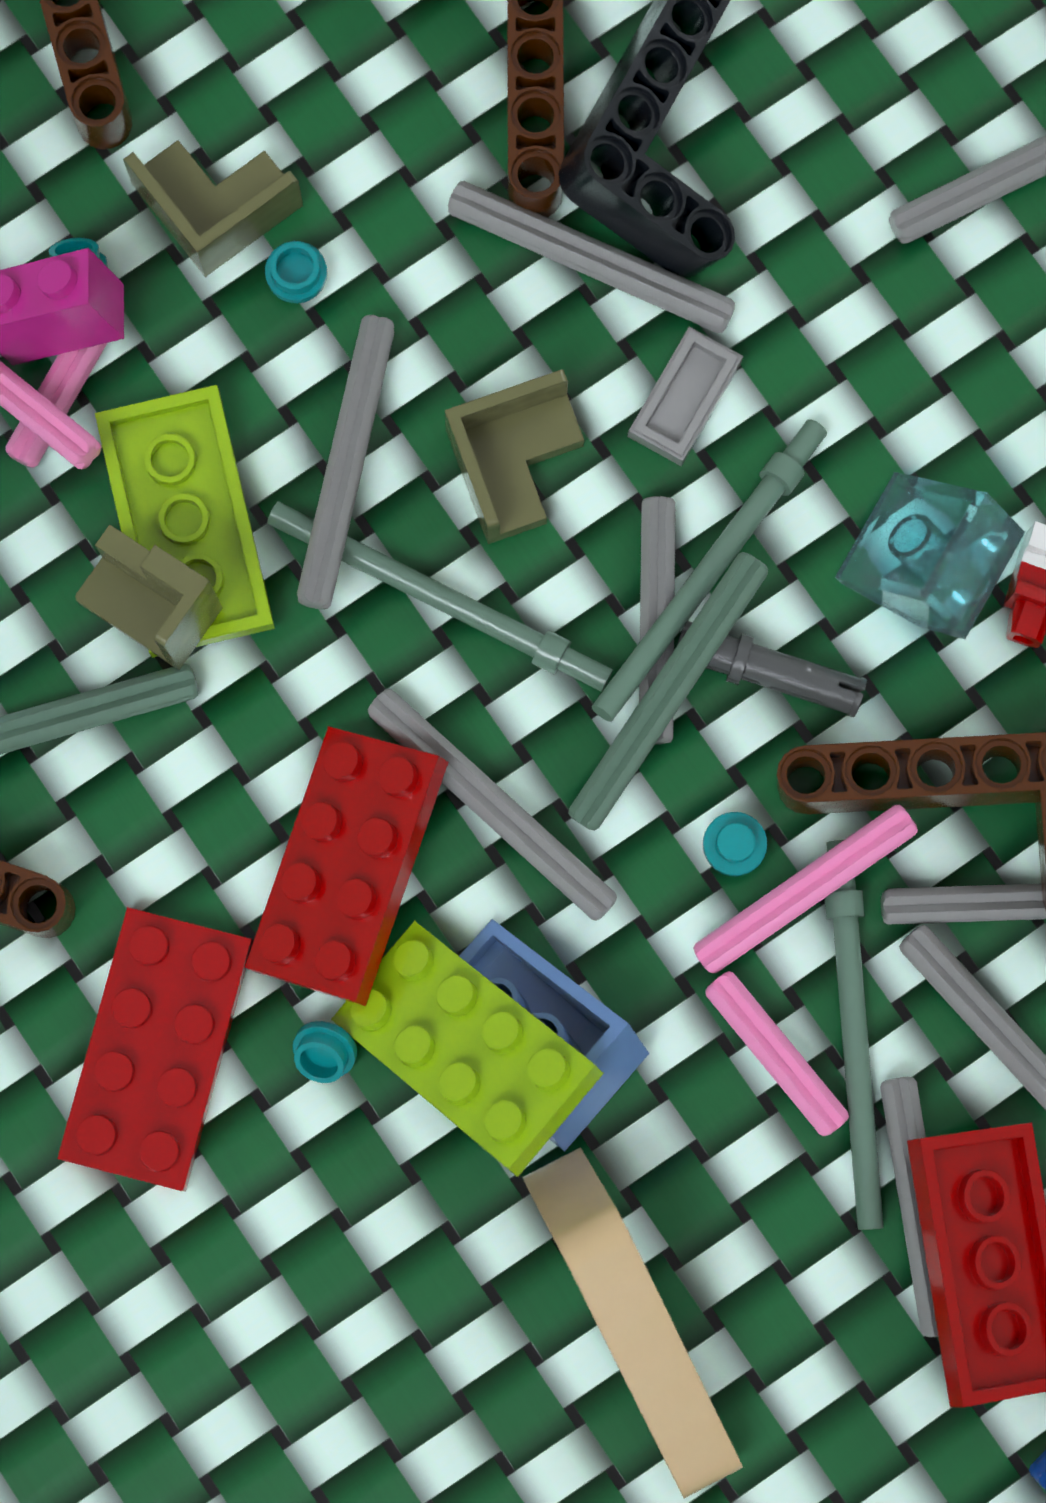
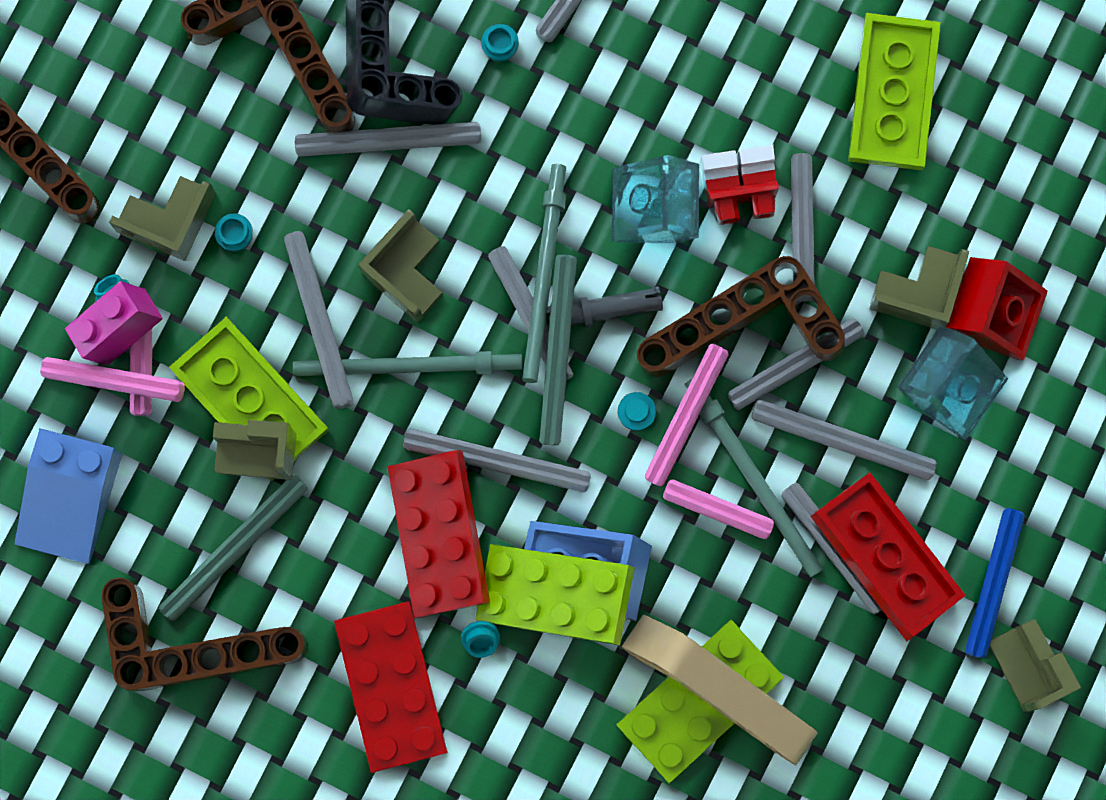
camera: 25 degrees left, 0 degrees up
(539, 1343) = (677, 725): none -> lime plate
(685, 396) = (479, 187): light grey tile -> none
(828, 204) = (499, 42): none -> teal plate

